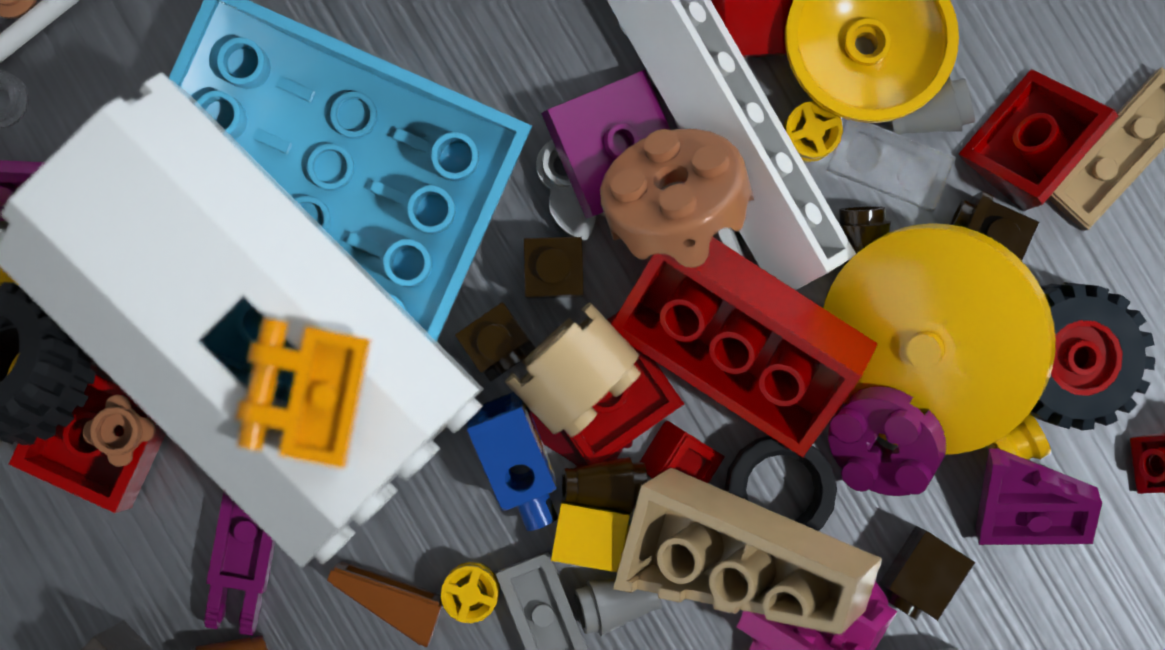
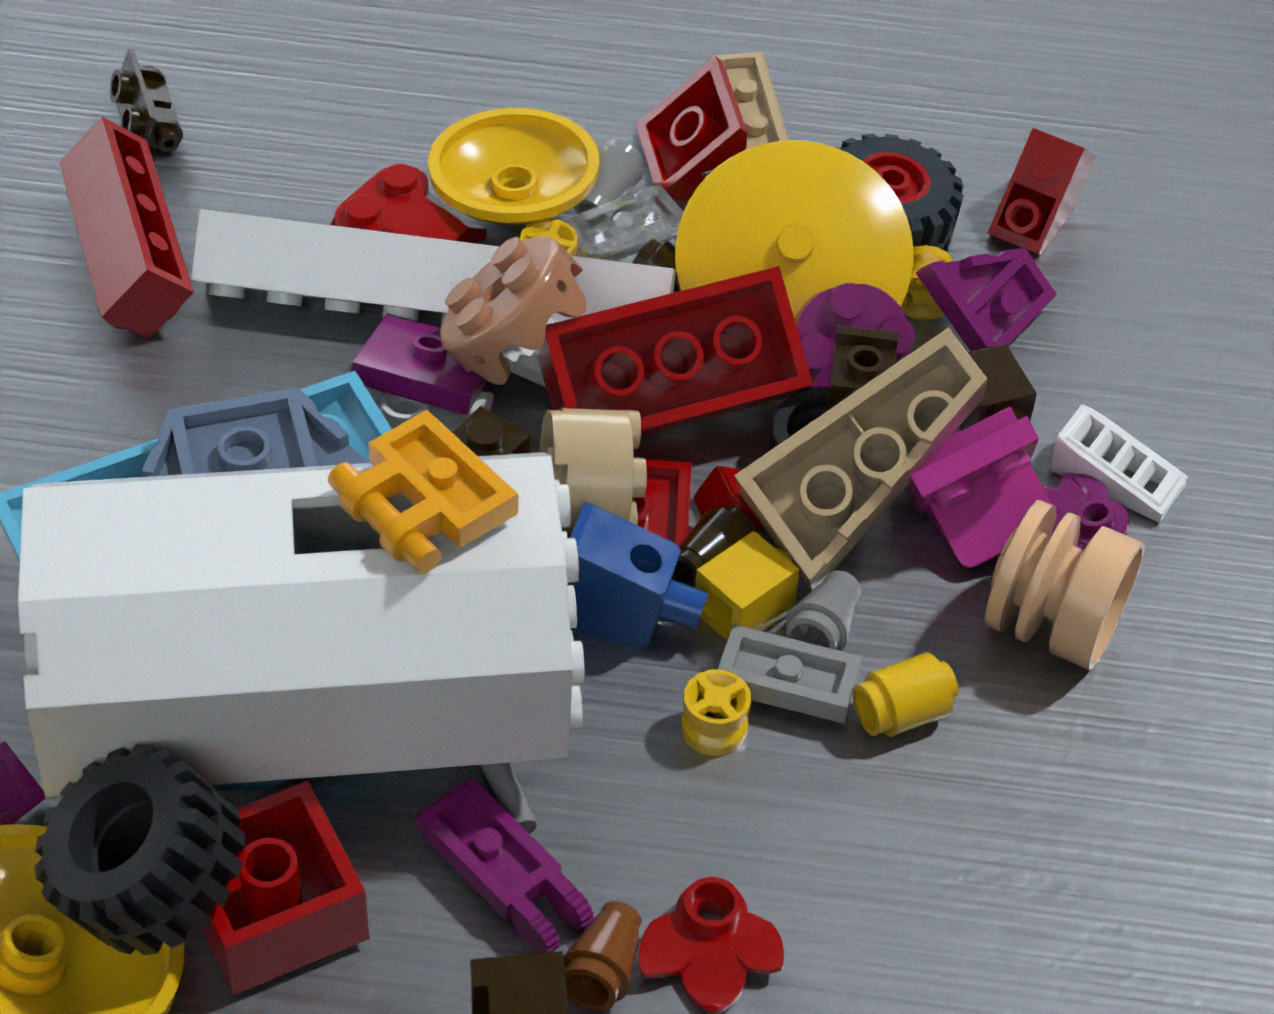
camera: 55 degrees left, 40 degrees down
(101, 430) = (287, 800): nougat plate -> none
(370, 138) = (248, 434): none -> sand blue wing
(397, 603) = (667, 773): dark orange slope -> none
(841, 469) = (857, 359): none -> dark brown brick

